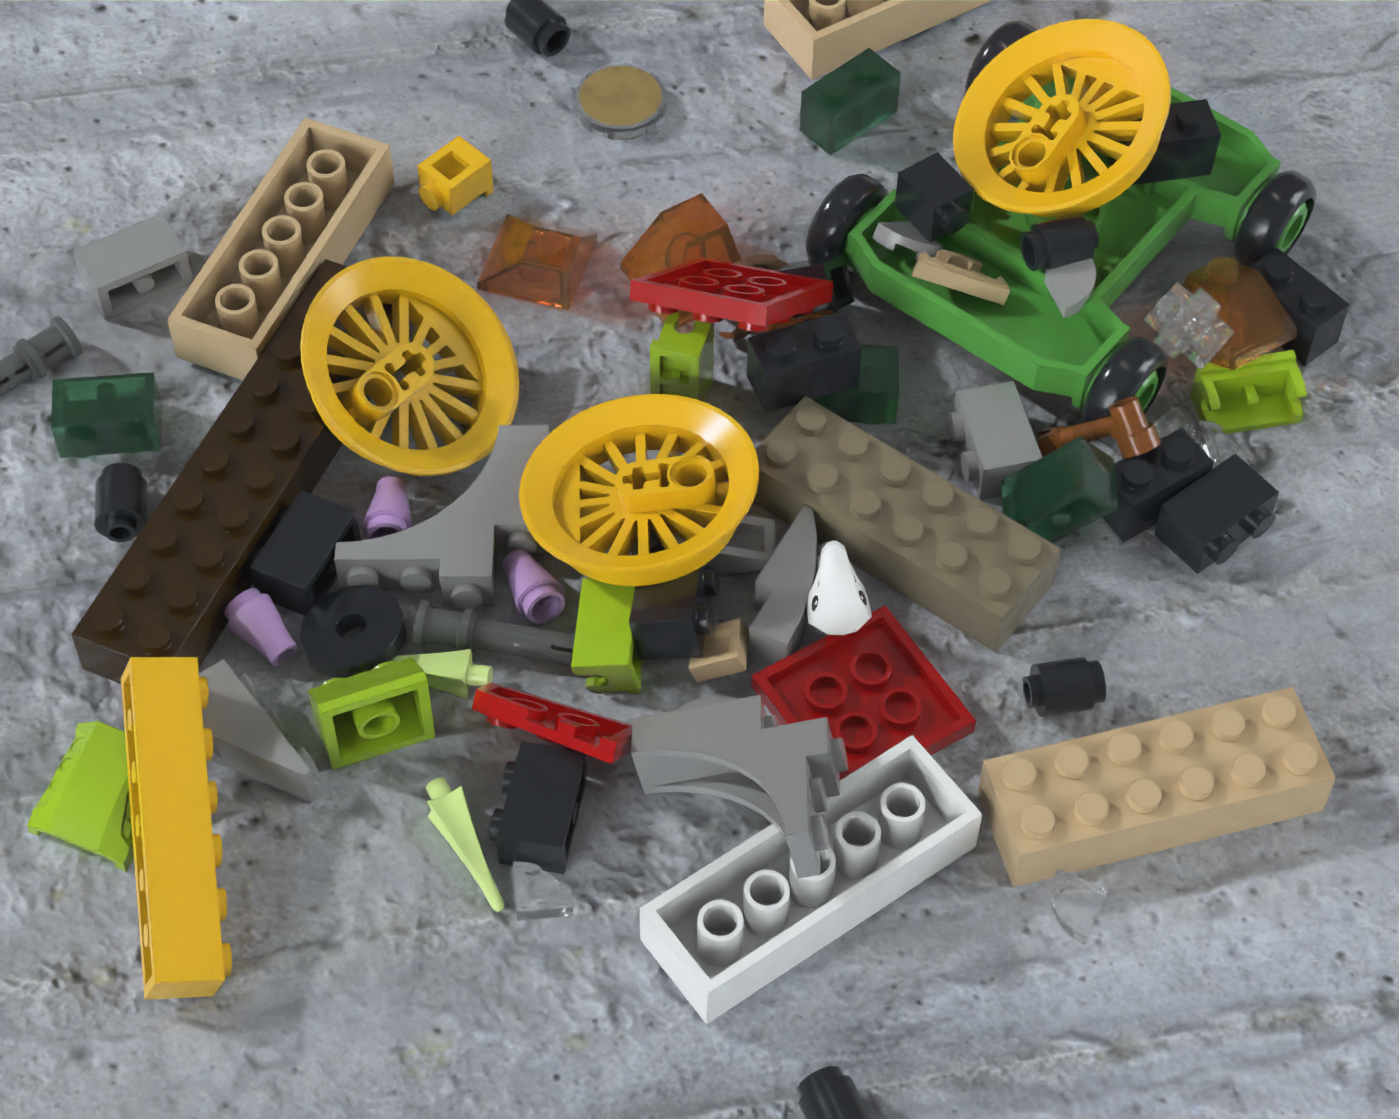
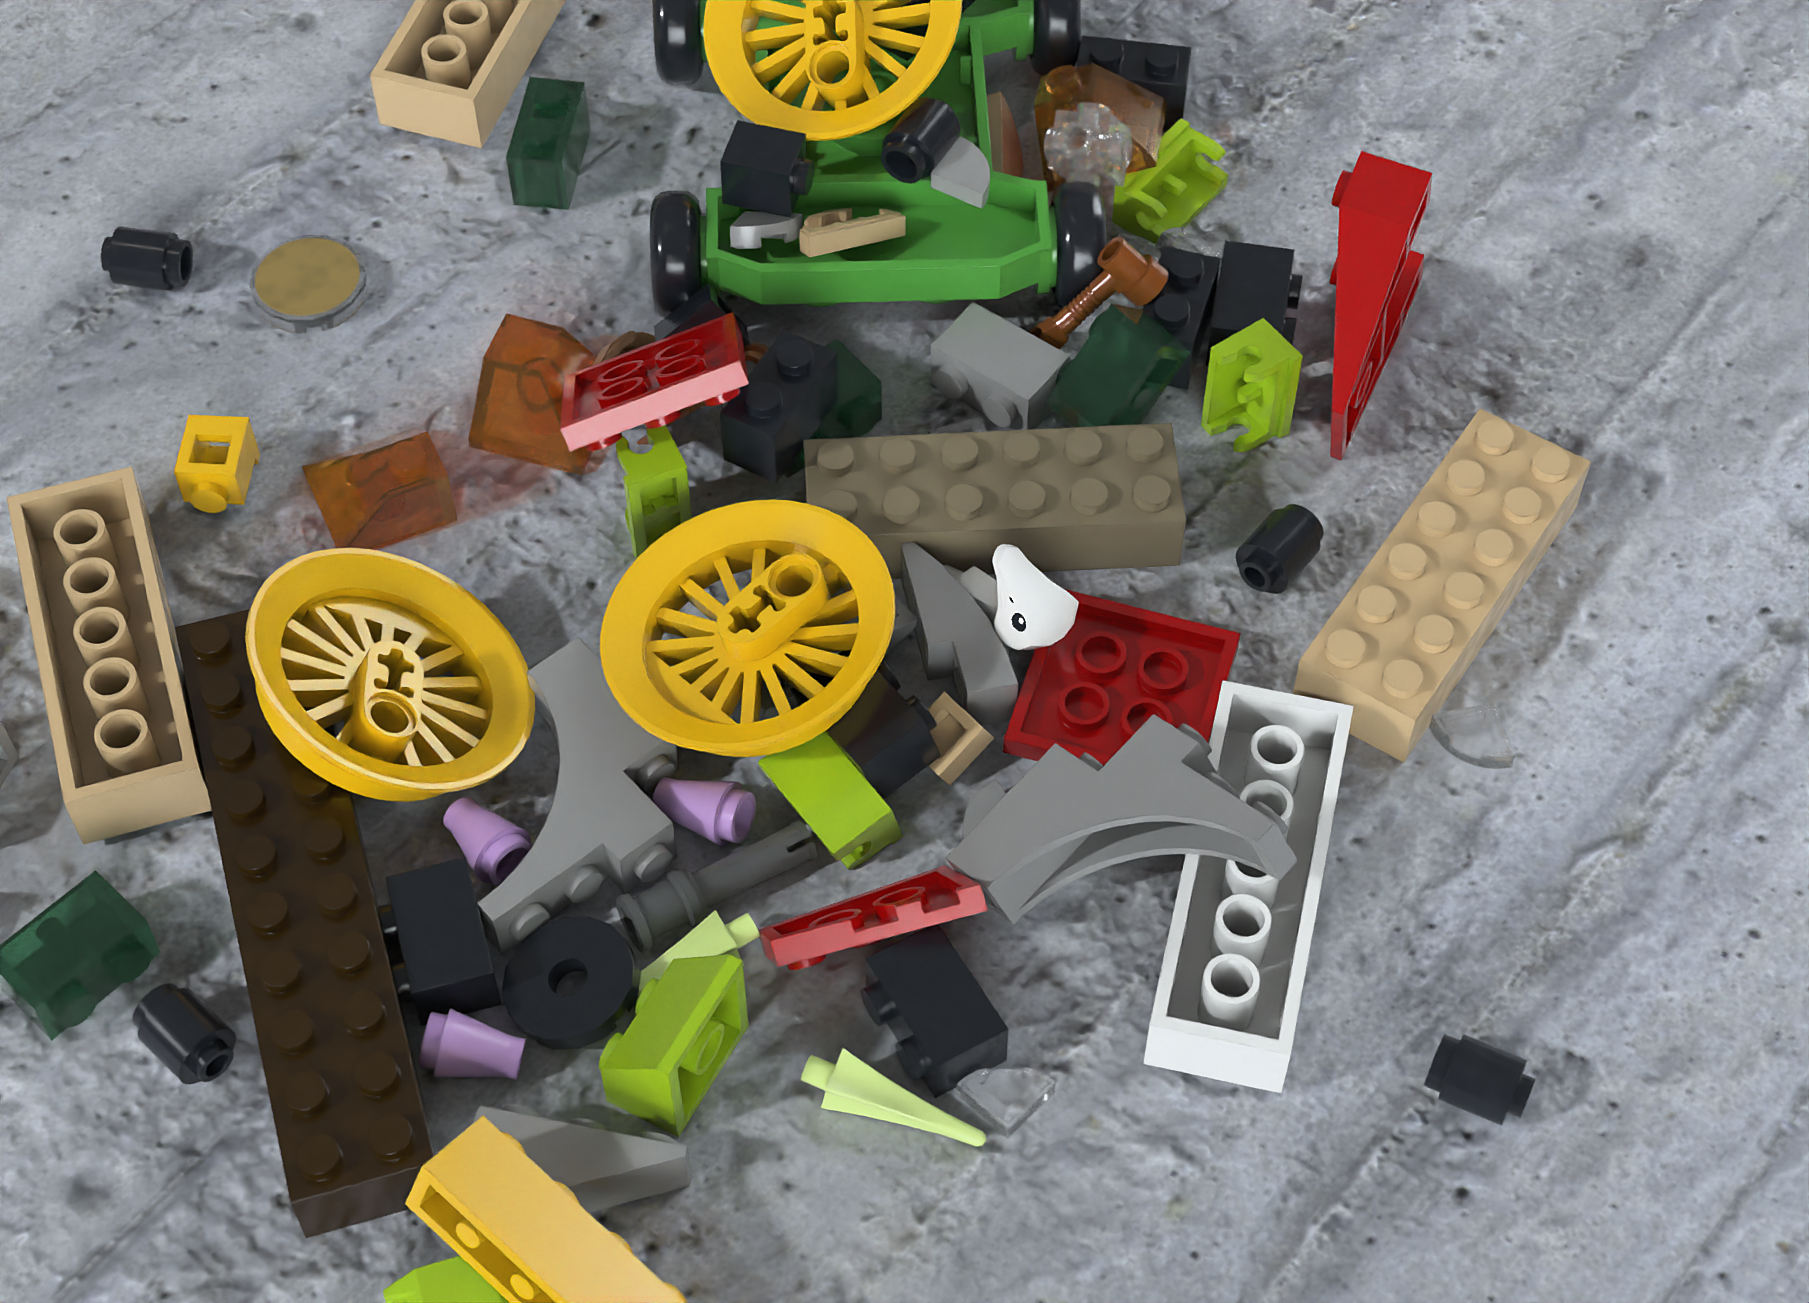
camera: 40 degrees left, 0 degrees up
(1147, 559) = (1252, 385): none -> lime hinge
(1148, 288) = (1004, 137): none -> medium nougat tile
(1274, 555) = (1373, 279): none -> red wedge

